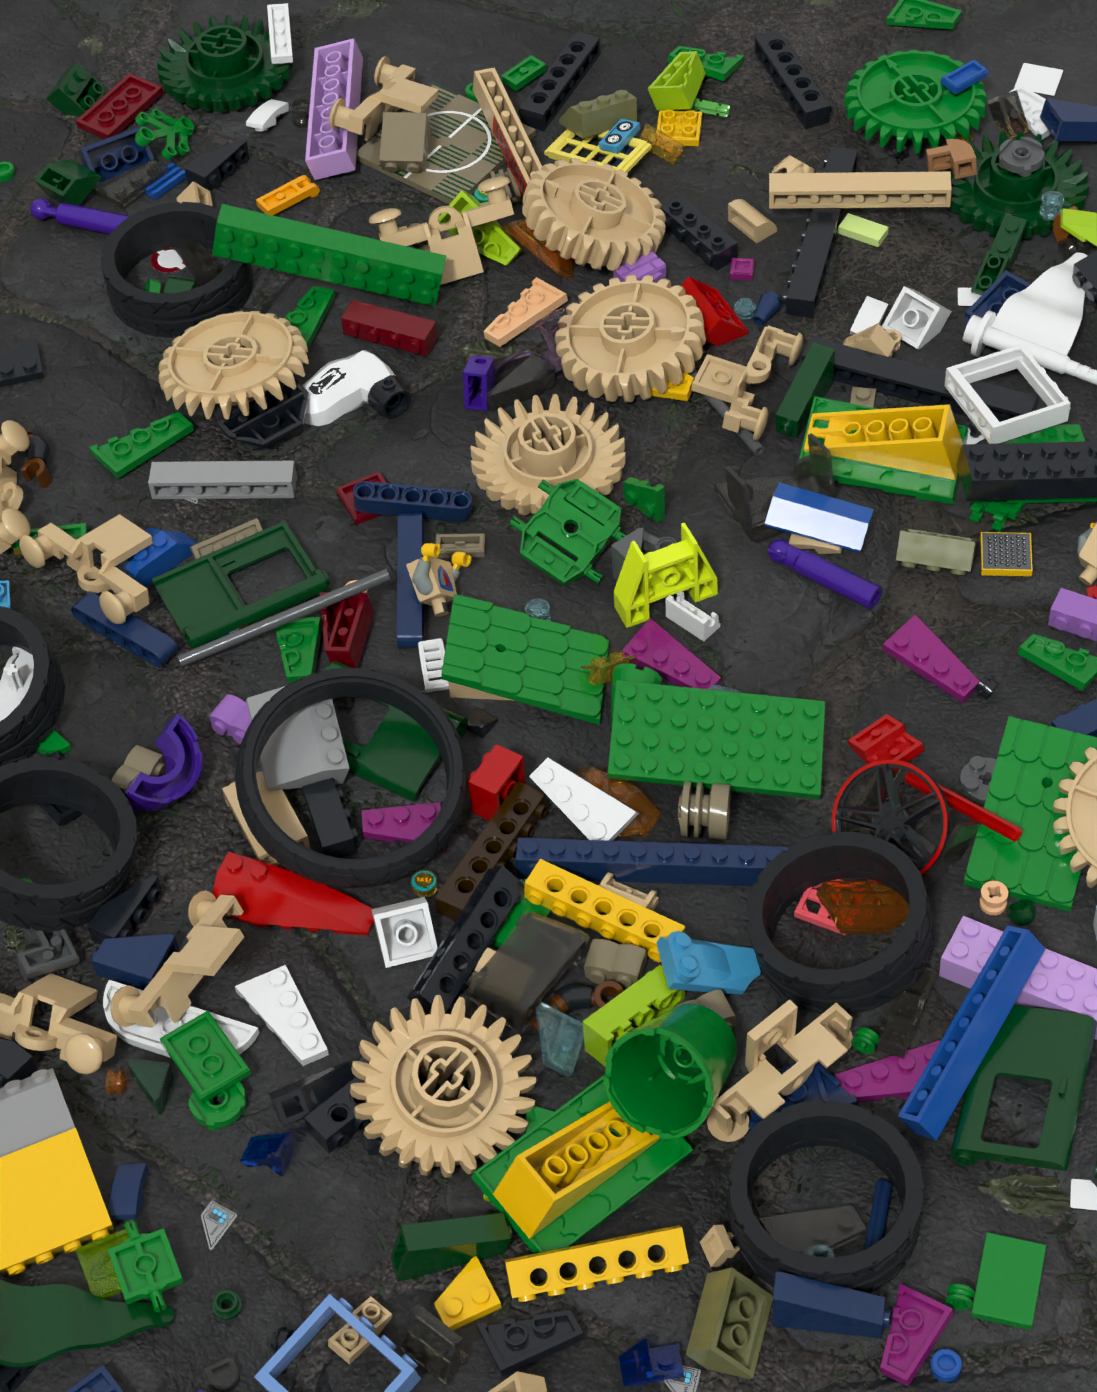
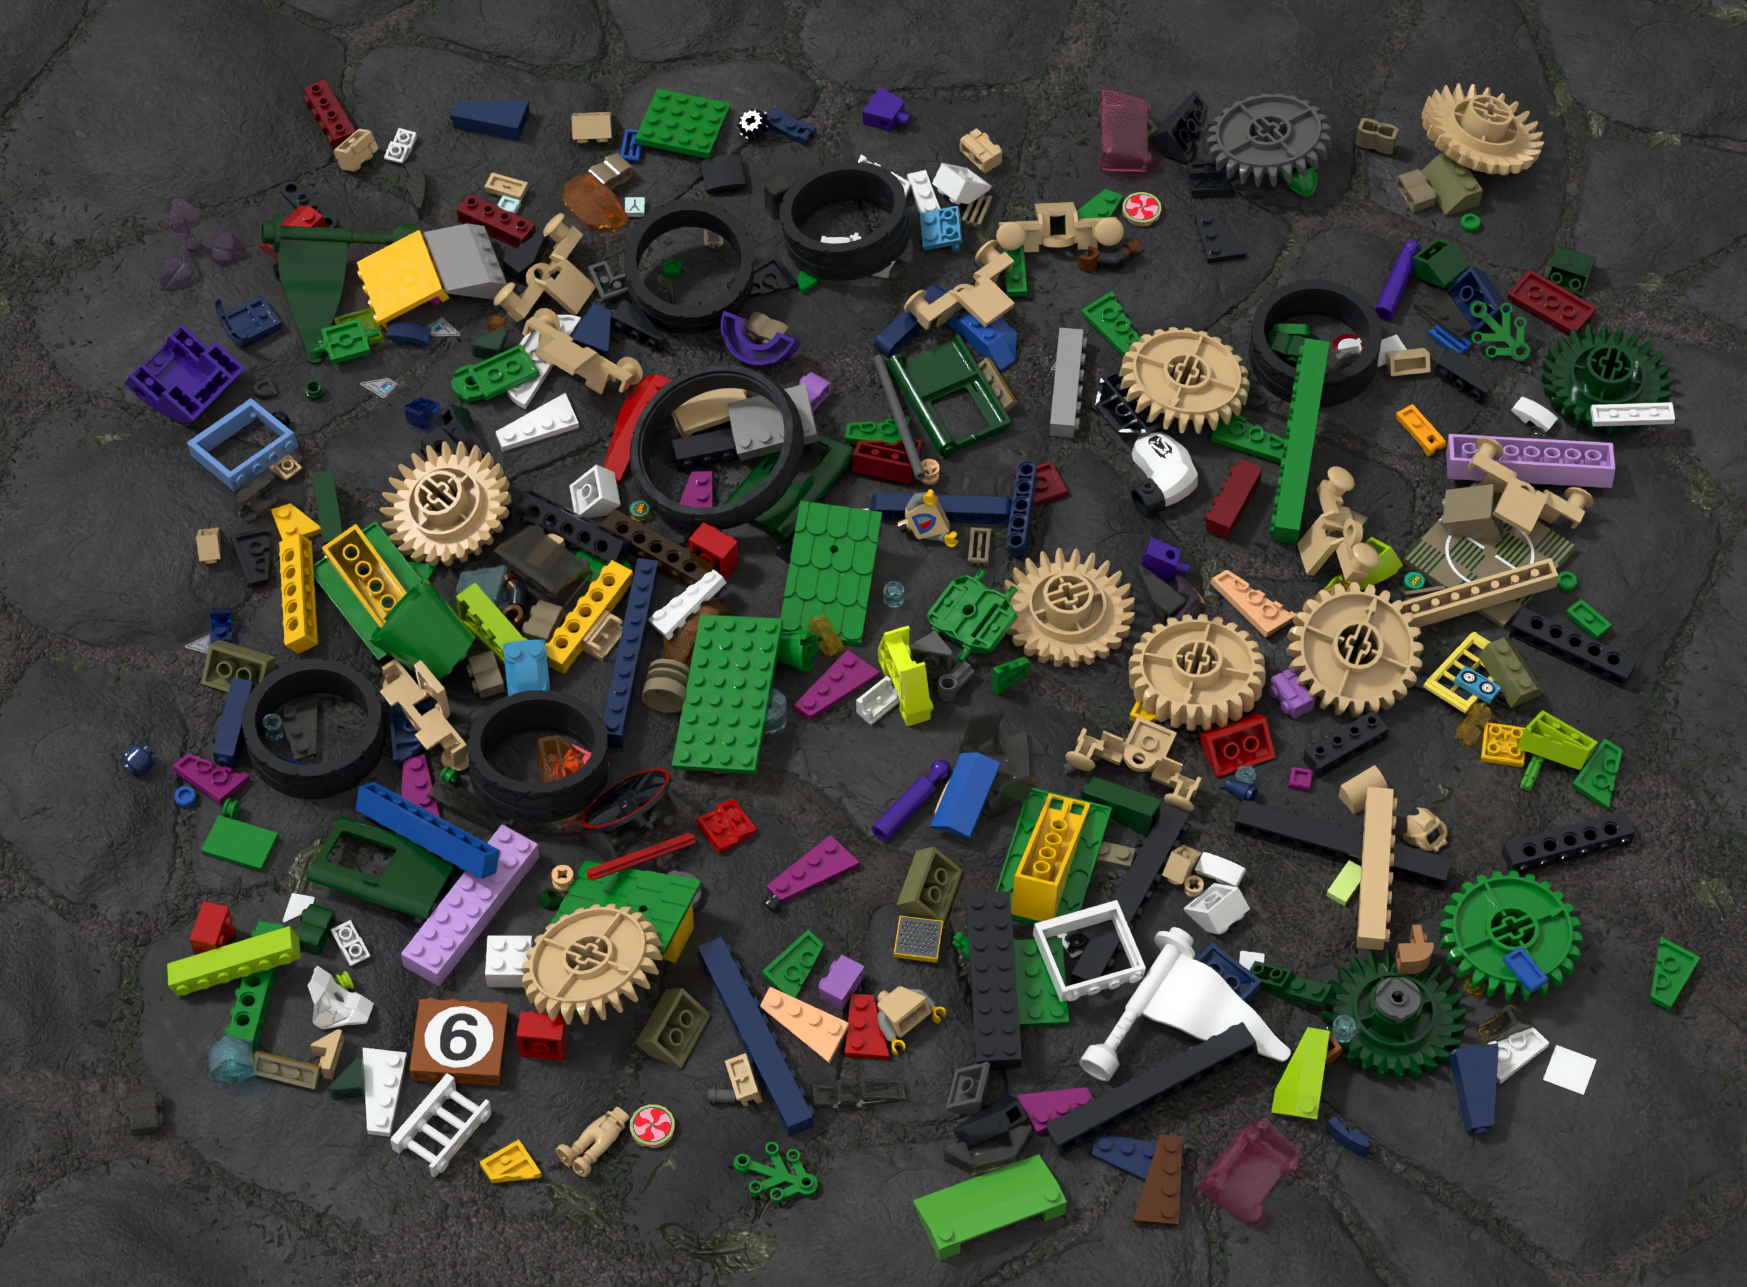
camera: 90 degrees right, 5 degrees up
(112, 1156) = (442, 328): none -> light grey sticker

